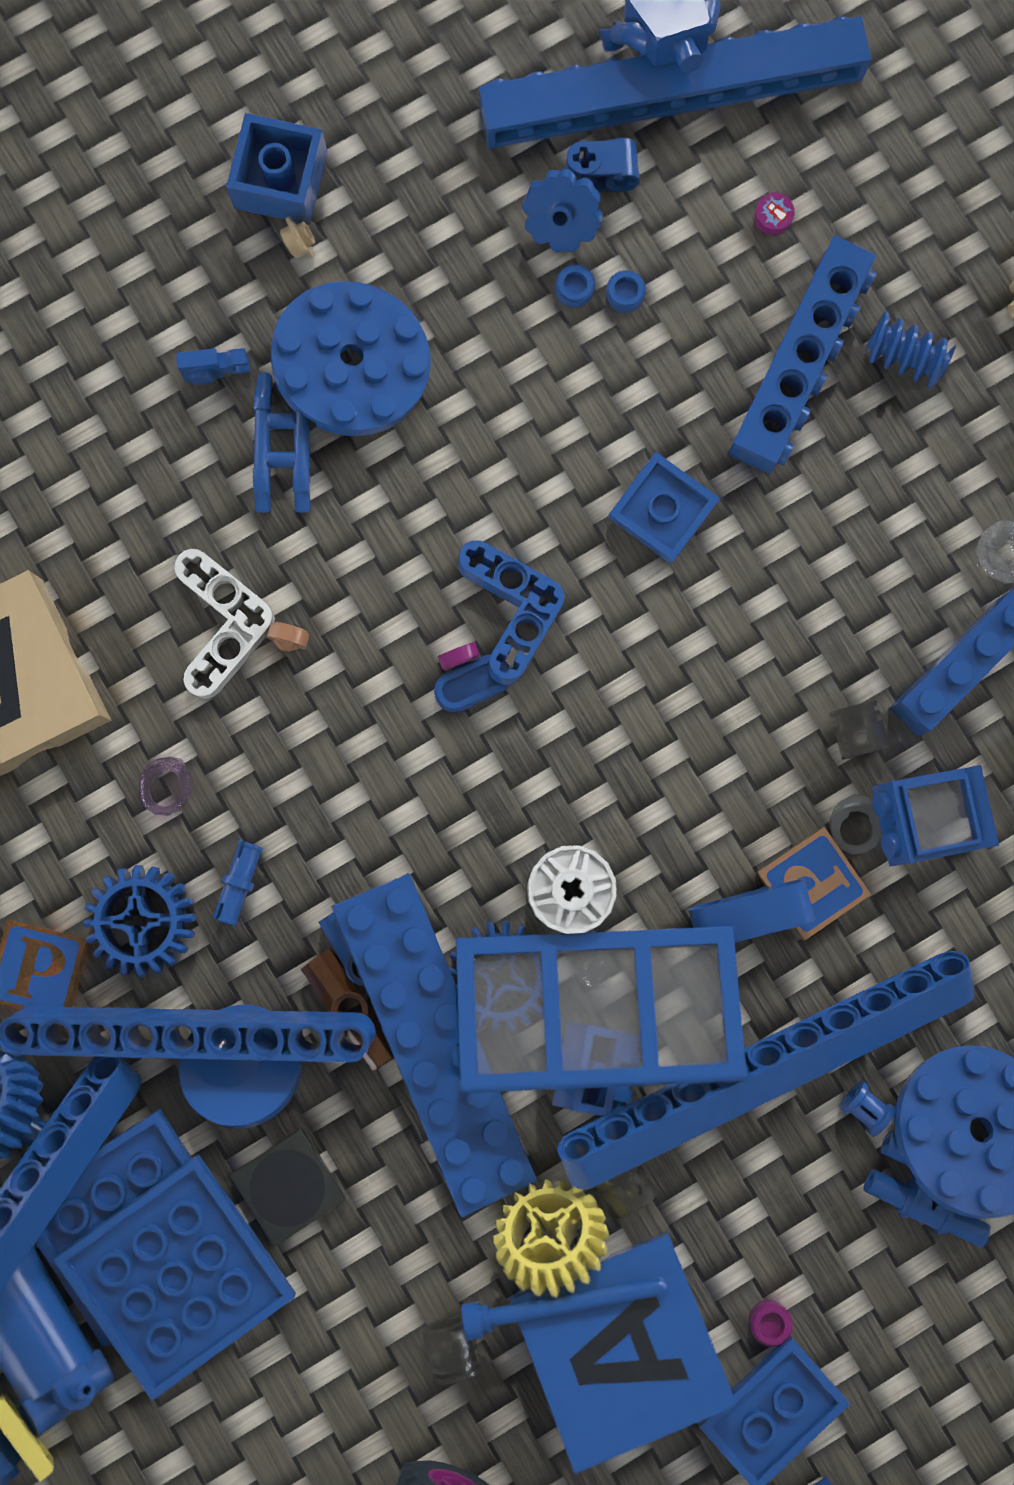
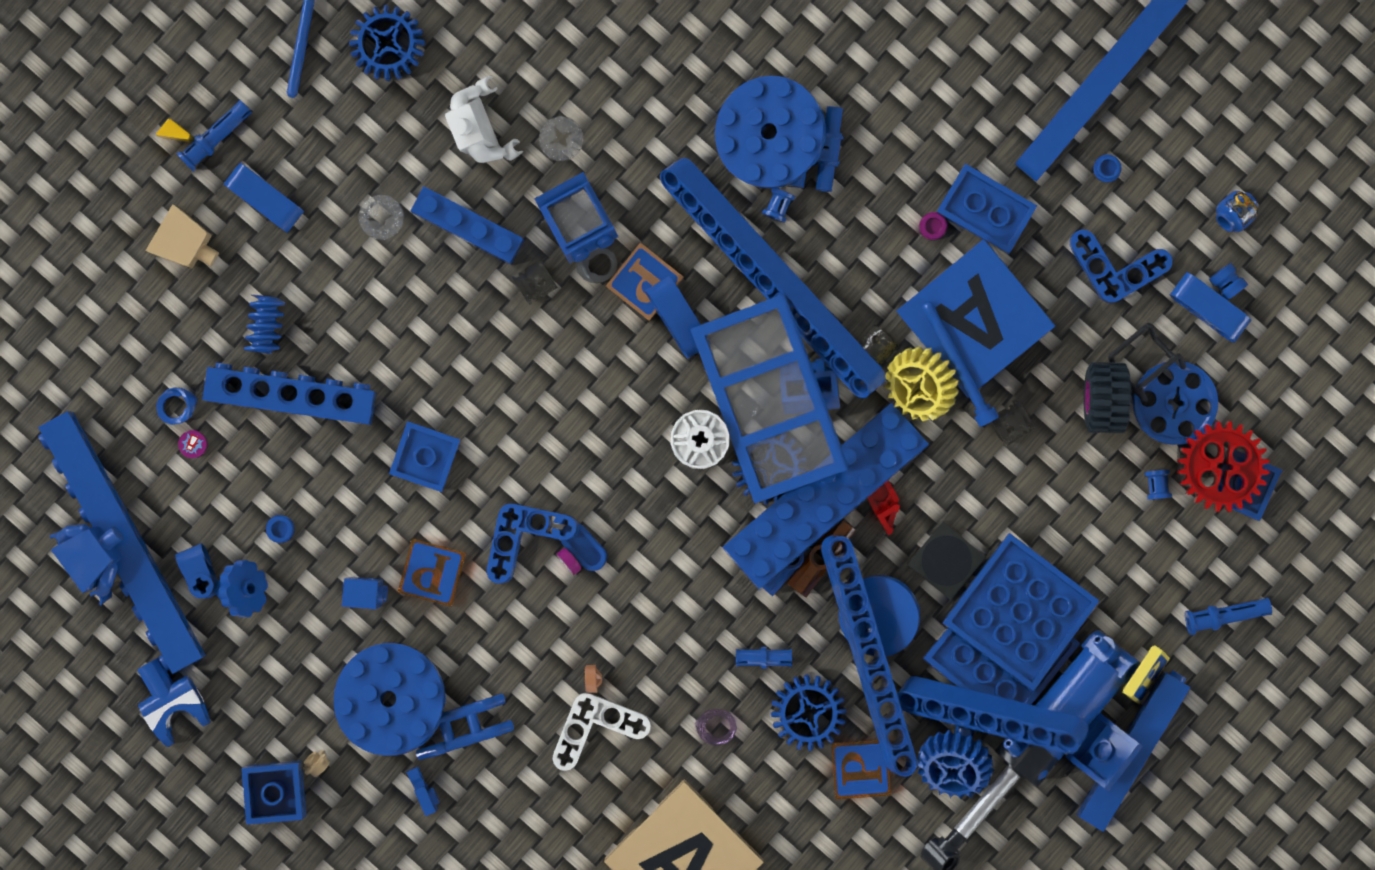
camera: 105 degrees left, 5 degrees up
(392, 1123) = (885, 506): none -> red slope
(446, 78) = (167, 699): none -> blue connector
(503, 470) = (432, 572): none -> tile
(505, 364) = (364, 593): none -> blue brick
(575, 286) = (287, 564): blue tile -> none
(835, 224) = (190, 400): none -> blue piece

